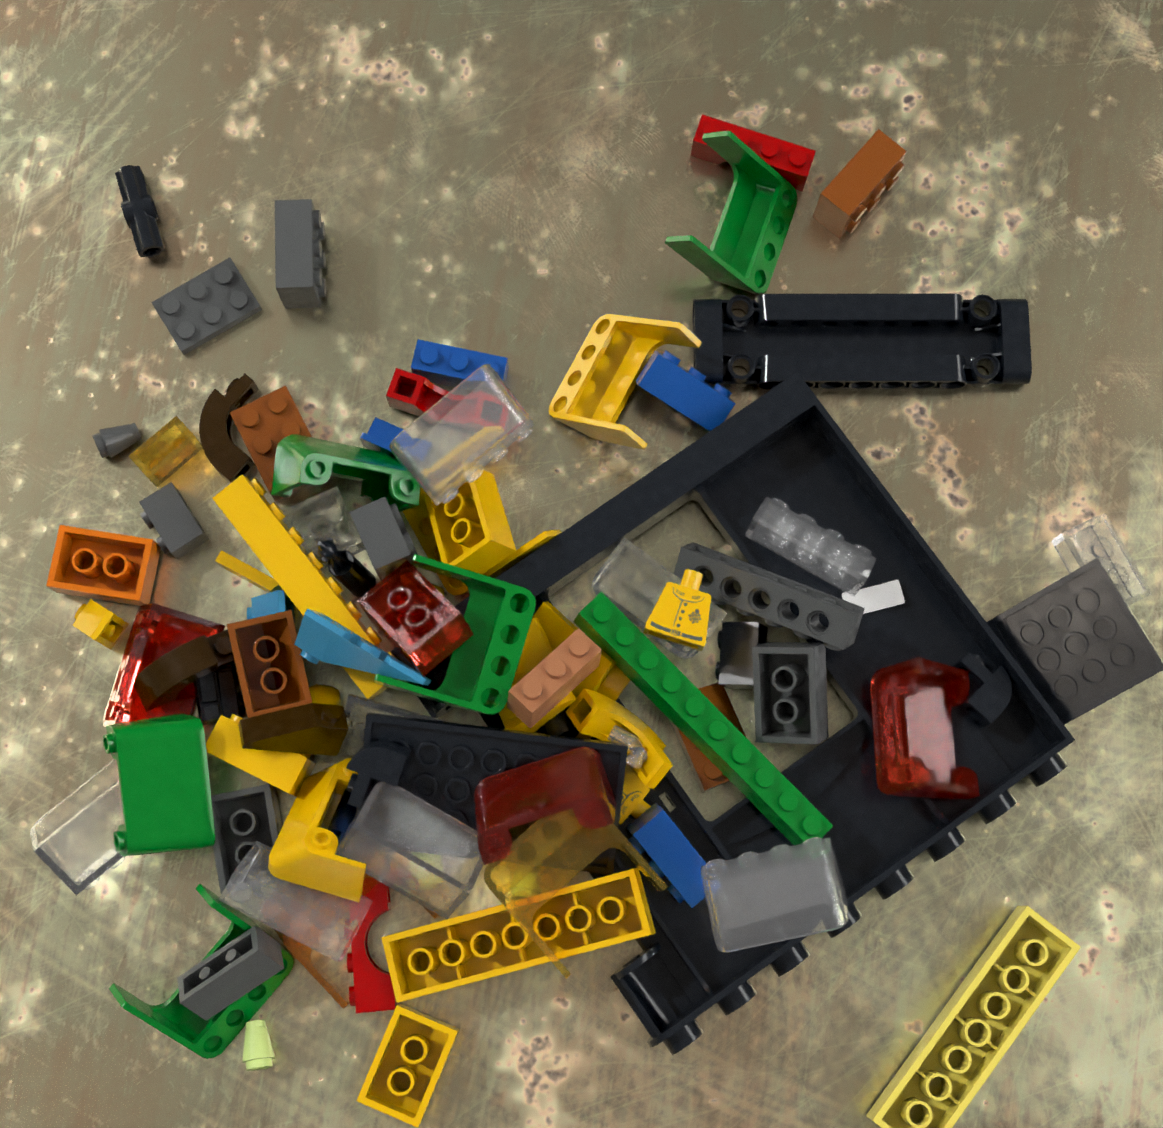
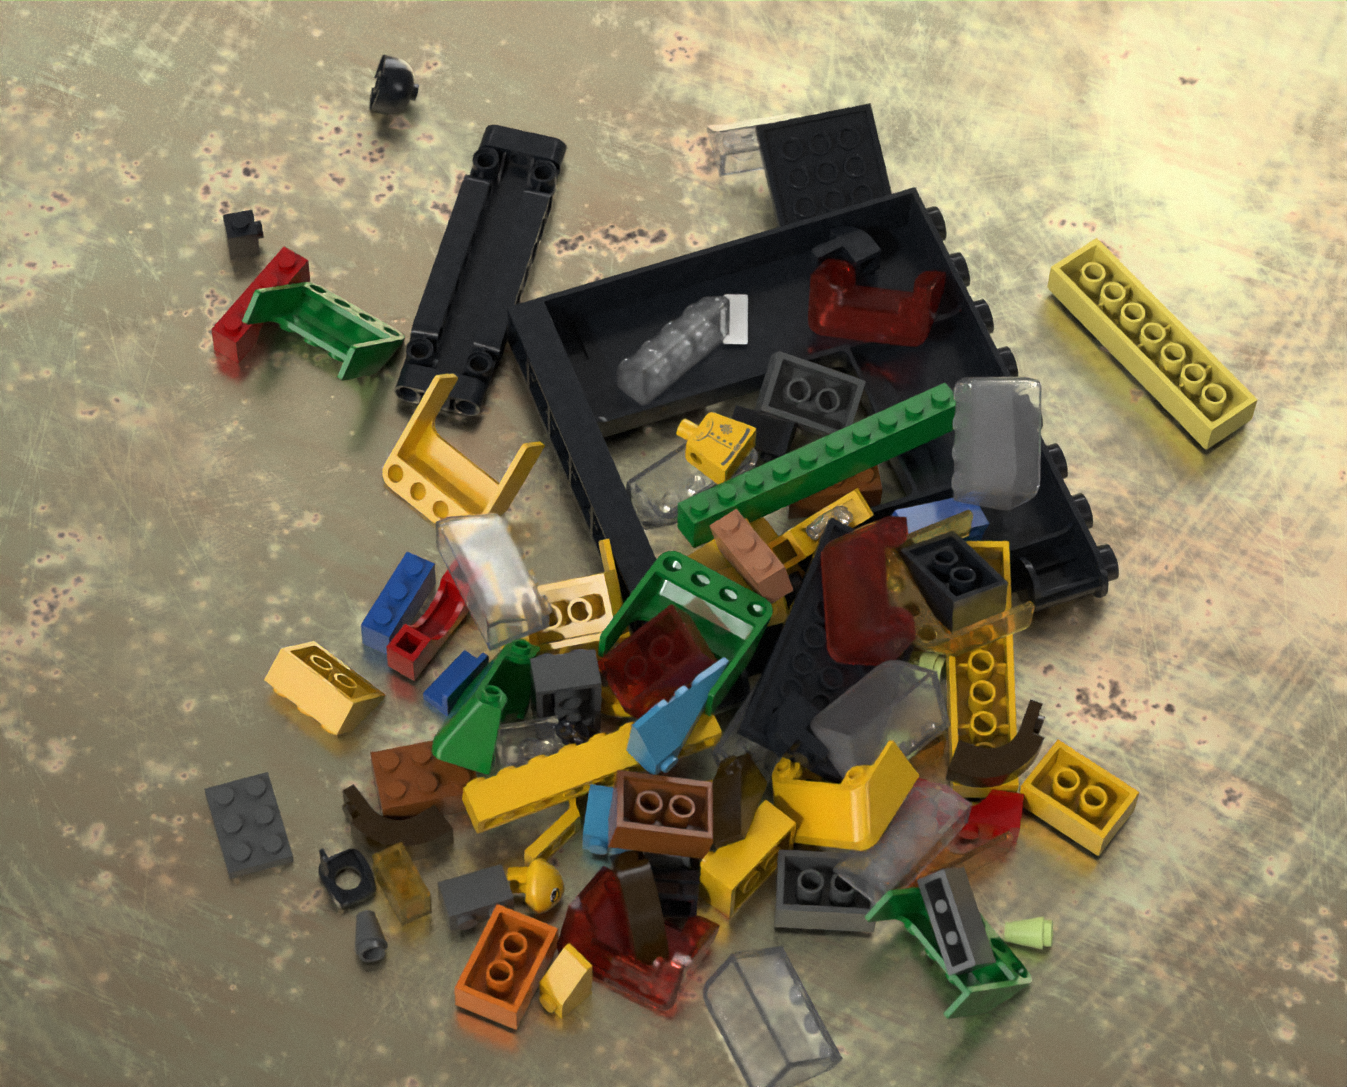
camera: 75 degrees left, 20 degrees down
(139, 211) = (122, 862): black piece -> none
(162, 784) = (757, 928): green windscreen -> none
(169, 386) = (346, 859): none -> black piece
(197, 574) = (540, 883): none -> yellow piece
(299, 254) = (230, 714): dark grey brick -> none
(358, 328) = (323, 687): none -> yellow slope
(403, 982) = (996, 766): none -> dark brown arch
(582, 888) = (955, 580): none -> black slope
(685, 390) = (489, 412): blue brick -> none
(826, 112) = (242, 234): none -> black brick
(842, 615) = (770, 335): dark grey brick -> none
(860, 184) = (329, 222): dark orange brick -> none
(1044, 198) = (393, 86): none -> black cylinder

